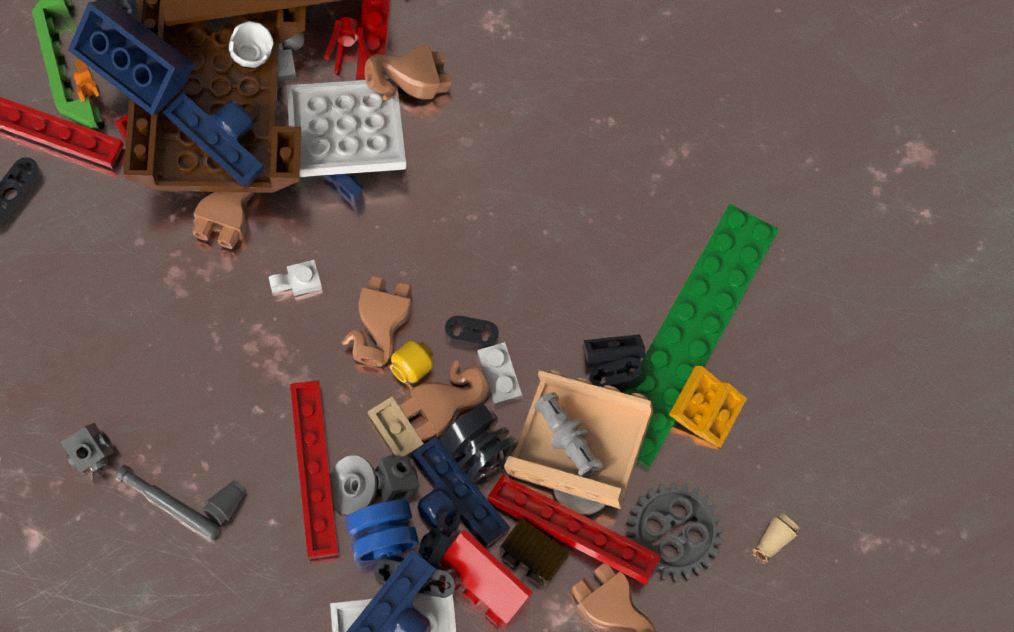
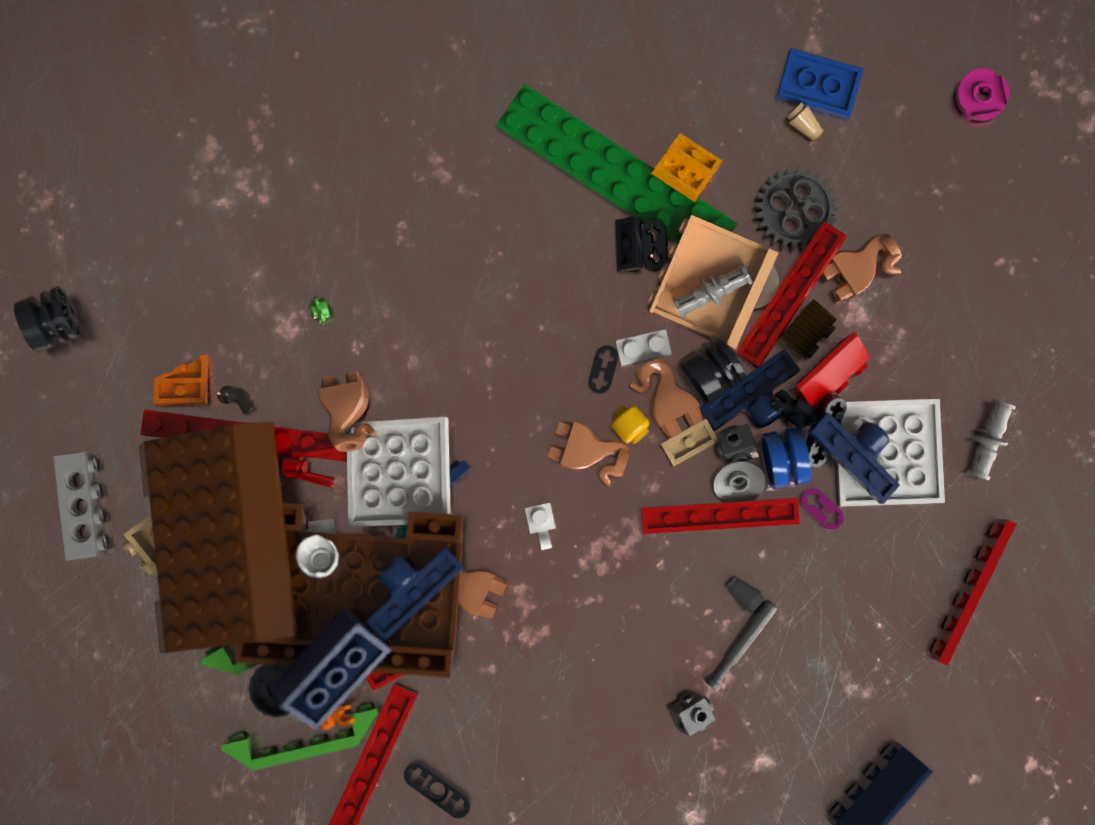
camera: 80 degrees left, 15 degrees up
(332, 589) = (825, 504): none -> magenta beam
(513, 44) = (319, 309): none -> bright green plate
(825, 552) = (819, 83): none -> blue tile

